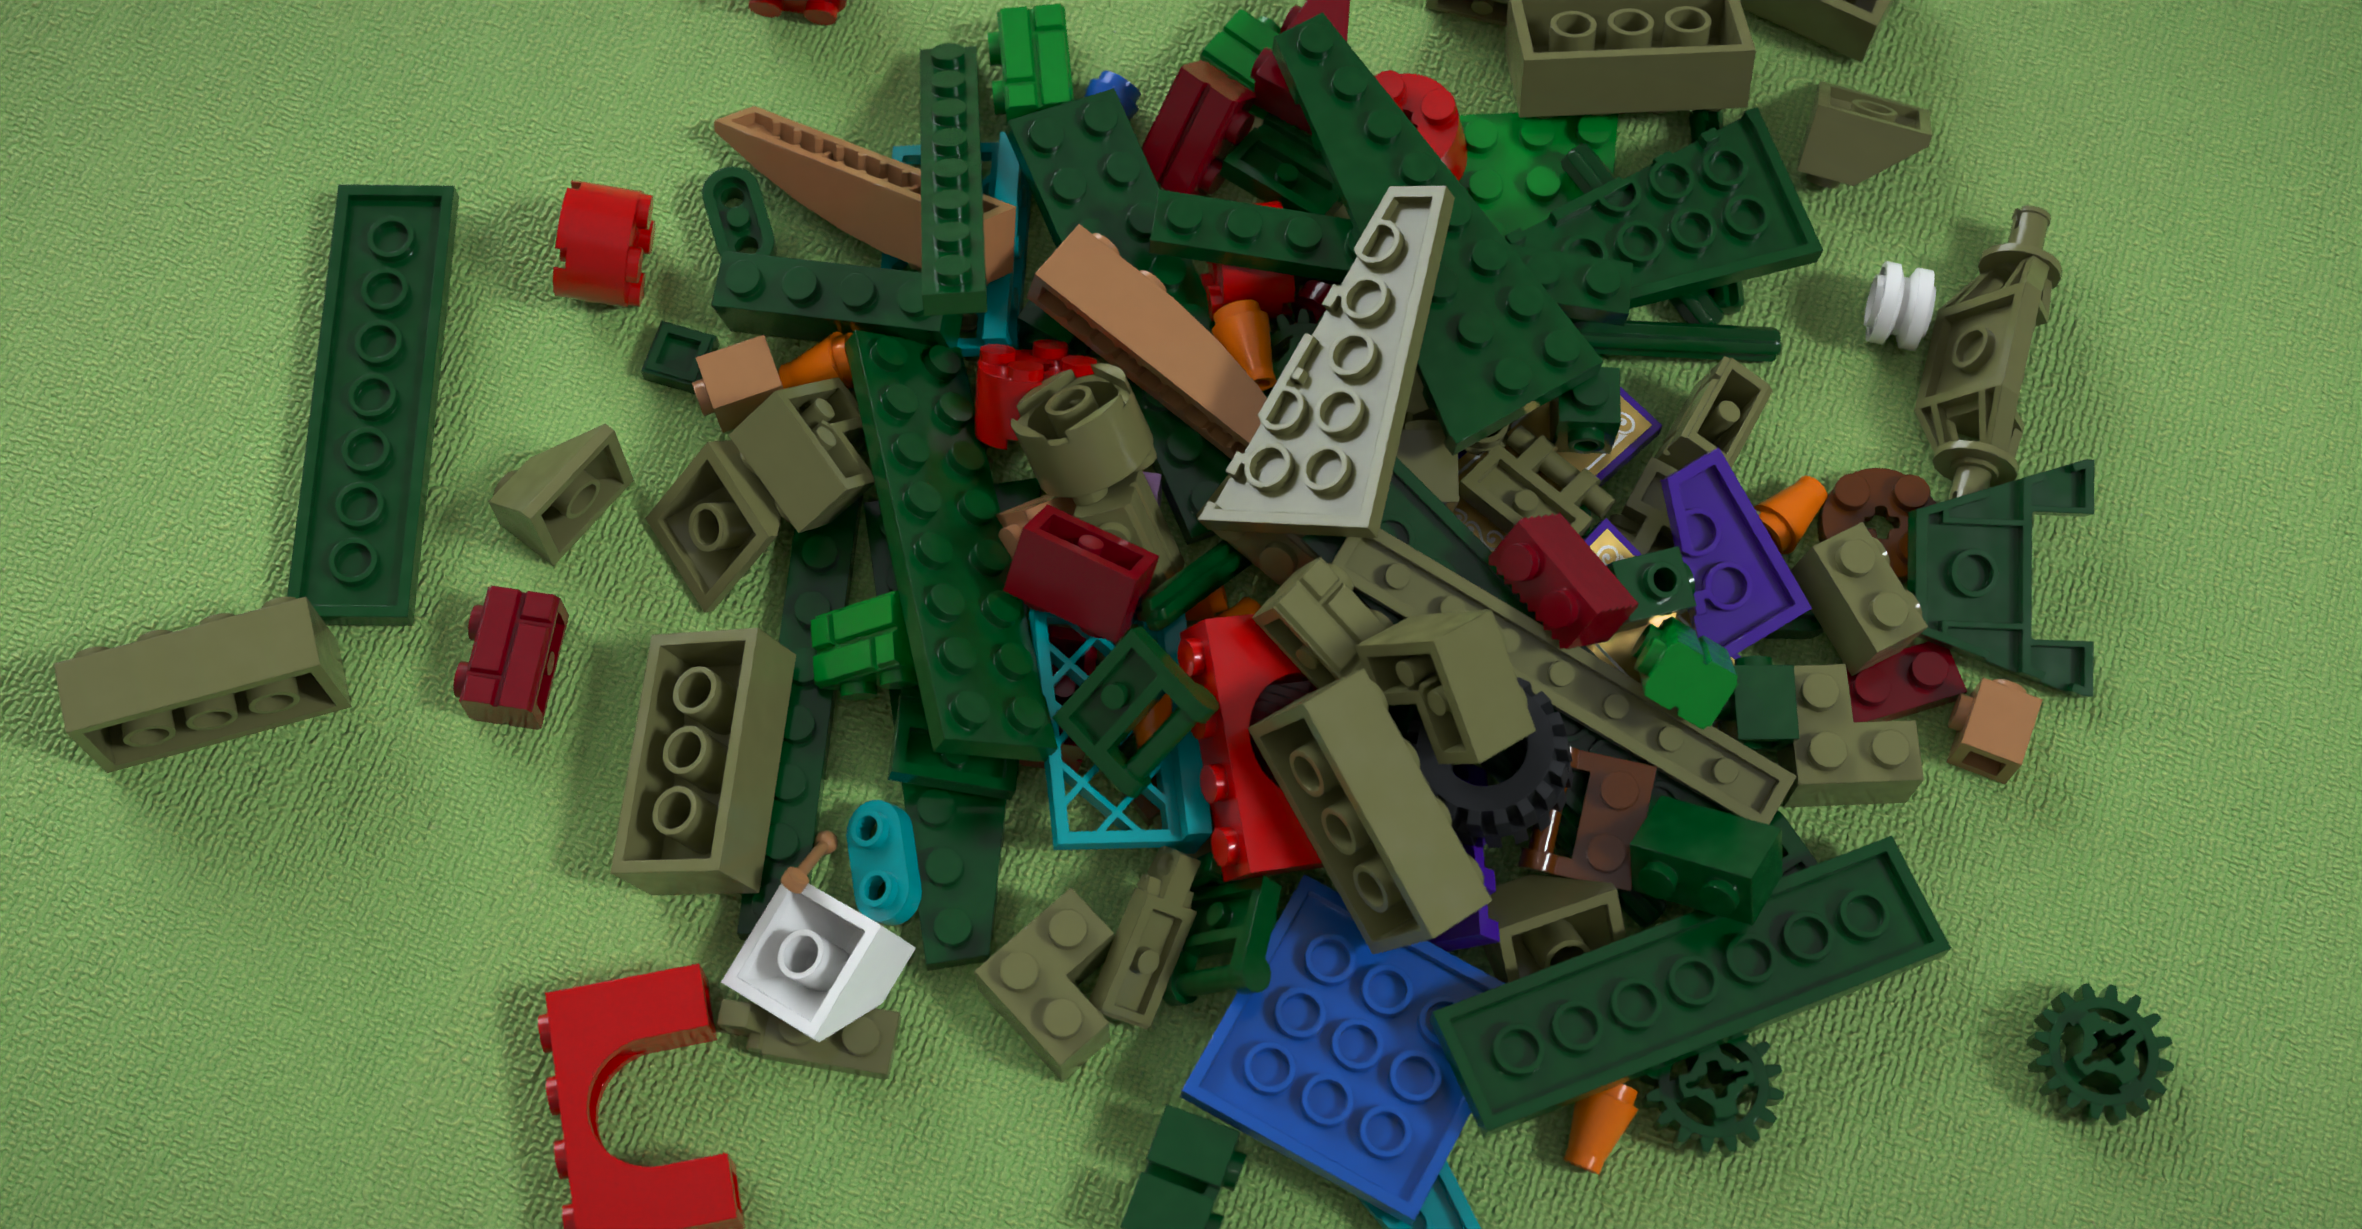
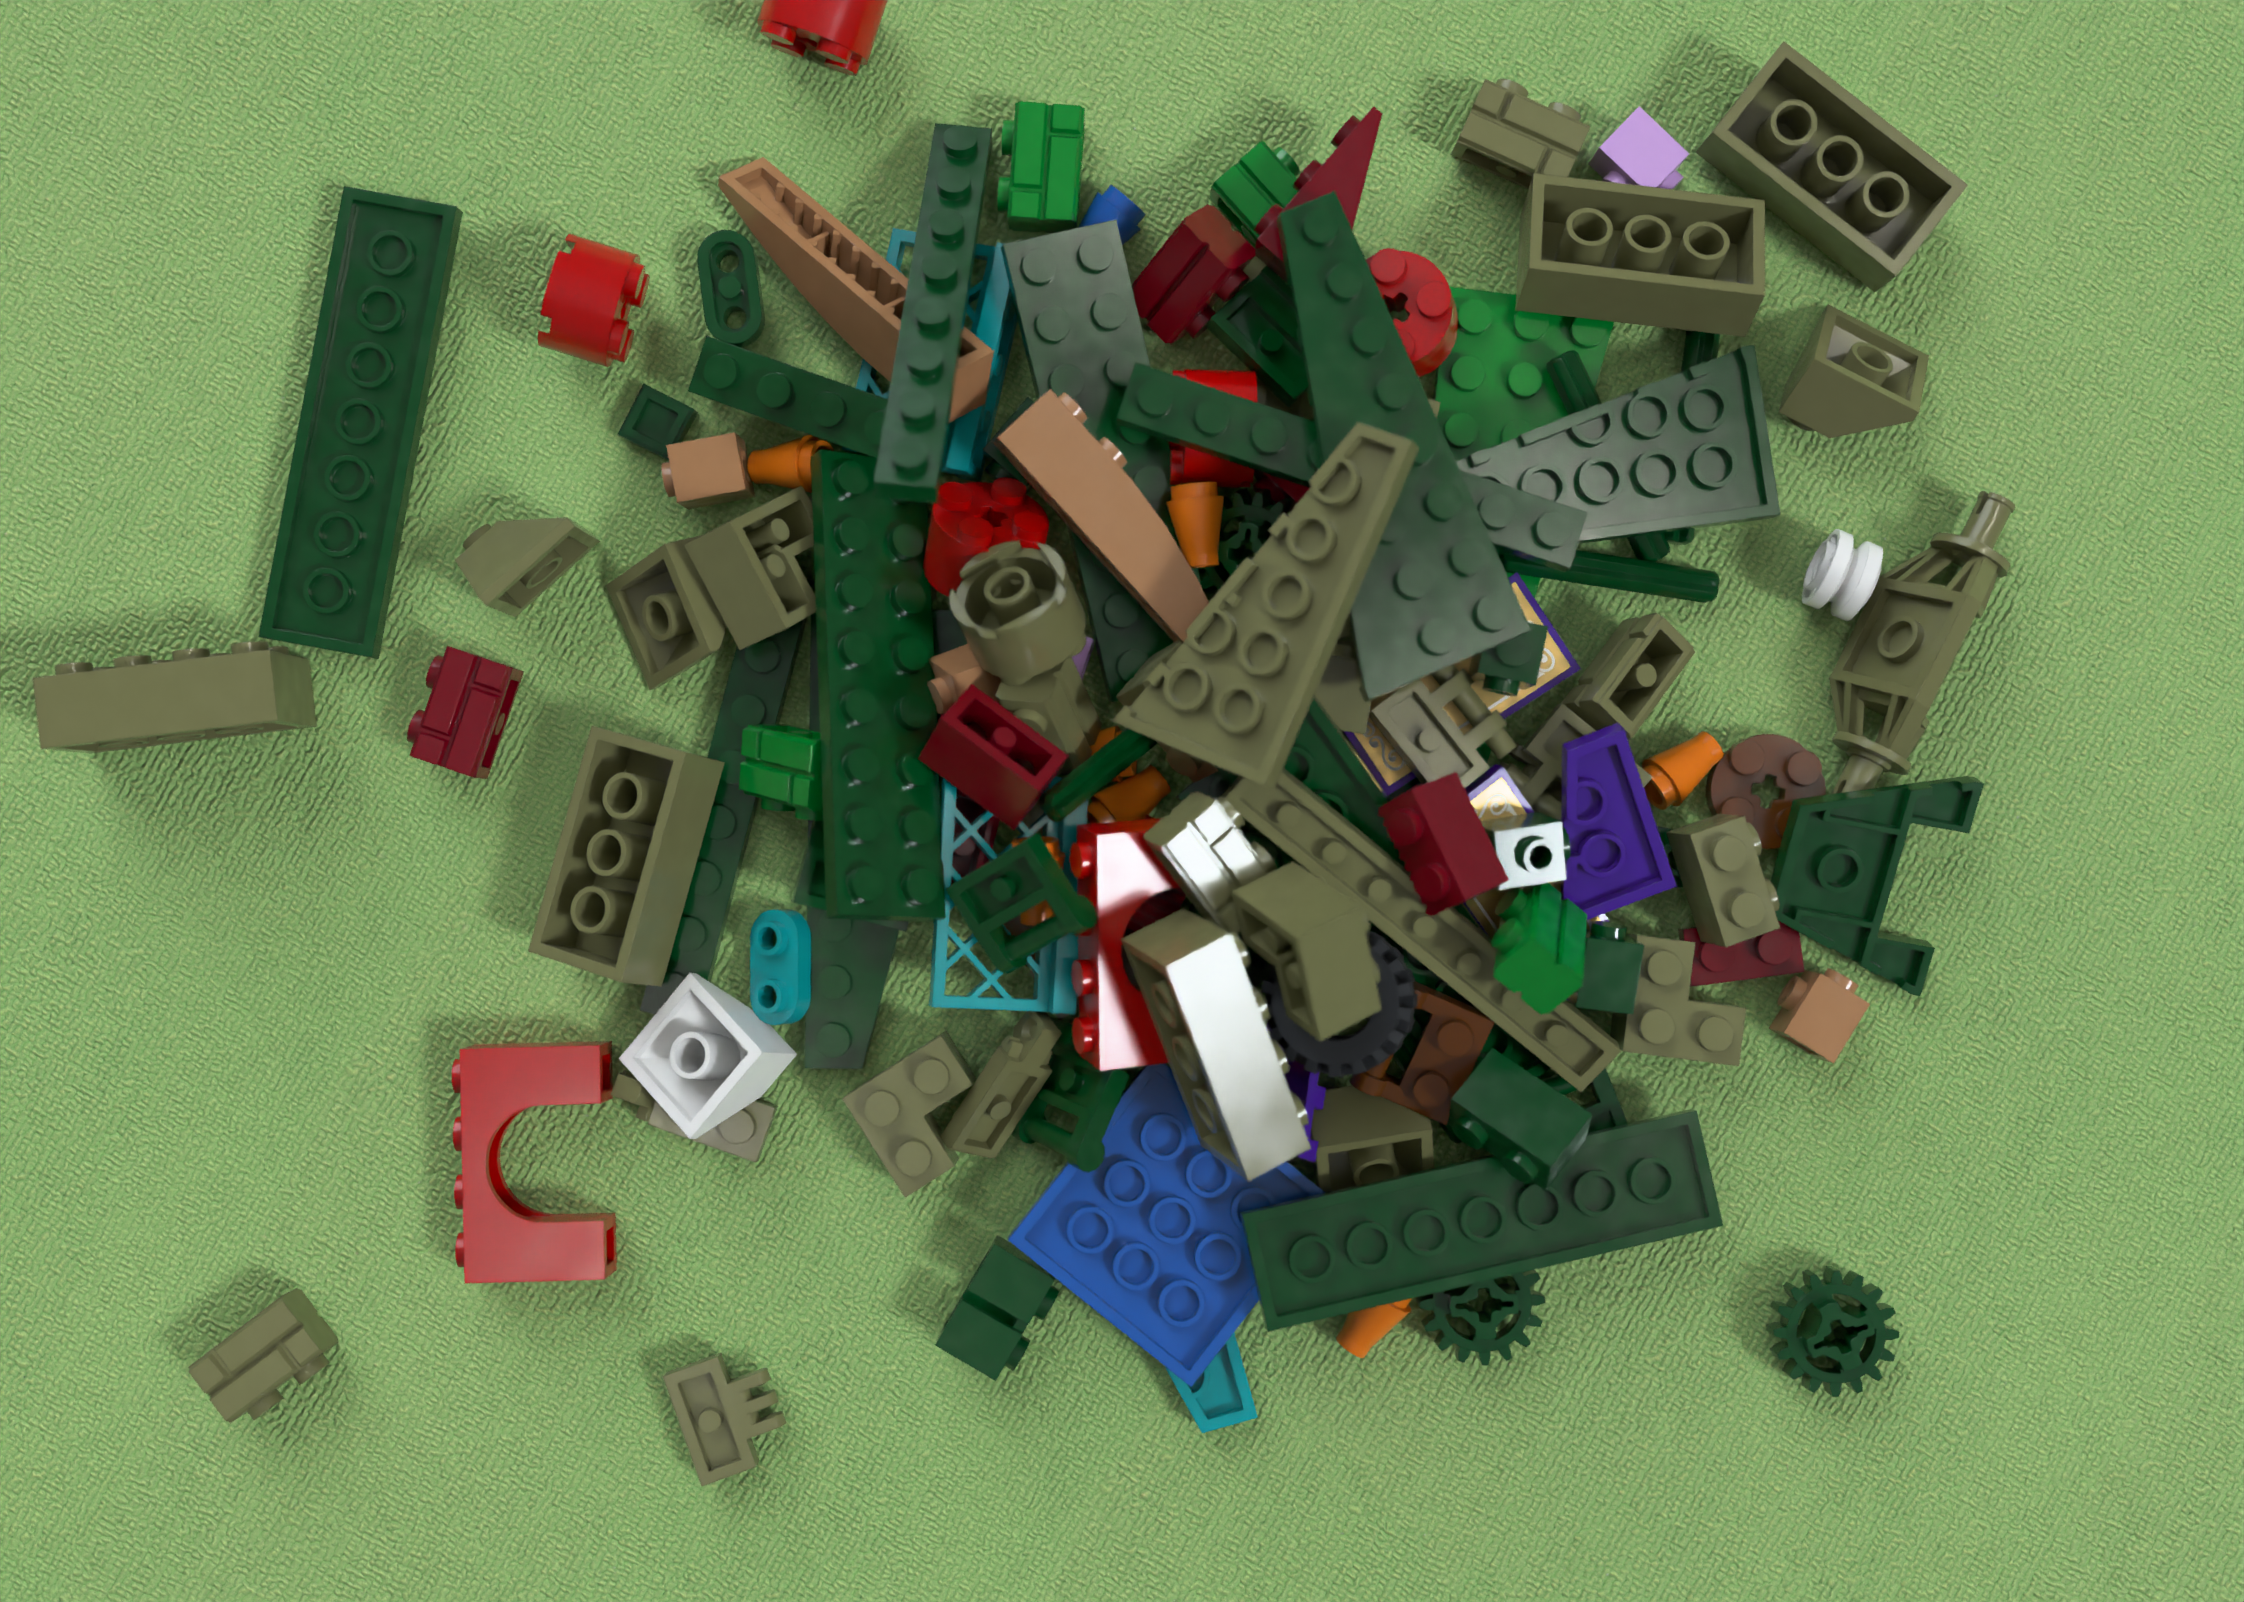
camera: 10 degrees right, 20 degrees up
(796, 878) = (692, 990): medium nougat hinge -> none

